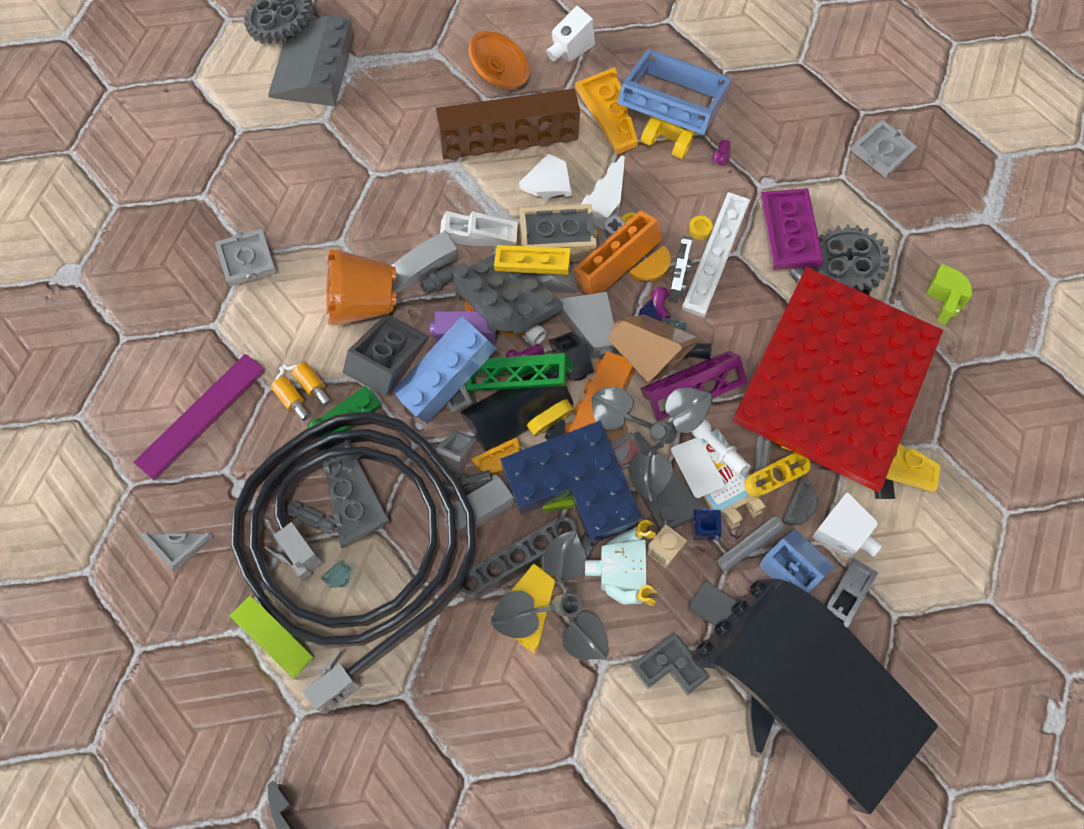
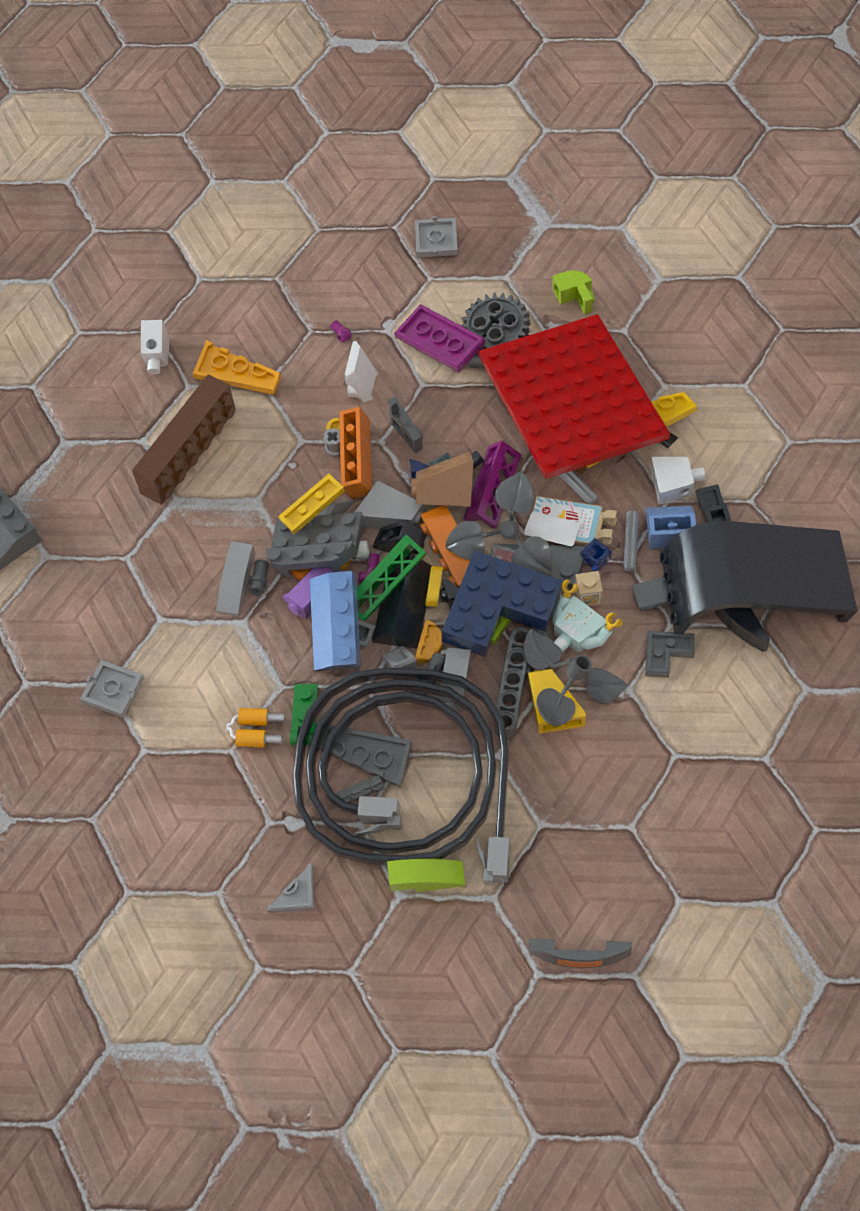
camera: 40 degrees left, 5 degrees down
(199, 417) = (211, 810): magenta tile -> none
(338, 575) = (418, 802): clear light blue slope -> none
(358, 288) = (217, 630): orange cone -> none
(384, 354) = (283, 653): dark grey slope -> none
(479, 229) = (245, 523): white slope -> none
(499, 60) = (125, 405): orange dish -> none
(548, 179) = (250, 450): white slope -> none
(560, 228) = (300, 472): dark grey piece -> none
(607, 194) = (305, 425): white slope -> none
(653, 267) = (383, 441): light orange tile -> none
(658, 297) = (408, 453): magenta arm -> none
(667, 106) = (275, 333): medium blue window -> none
(681, 135) = (291, 342): yellow piece -> none
(693, 196) = (360, 374): none -> white slope
(700, 227) = (382, 390): yellow tile -> none
(715, 255) = (411, 397): white tile -> none
(727, 454) = (563, 503): white pin -> none
(767, 473) = (595, 491): yellow beam -> none
(802, 504) = (632, 491): dark grey tile -> none

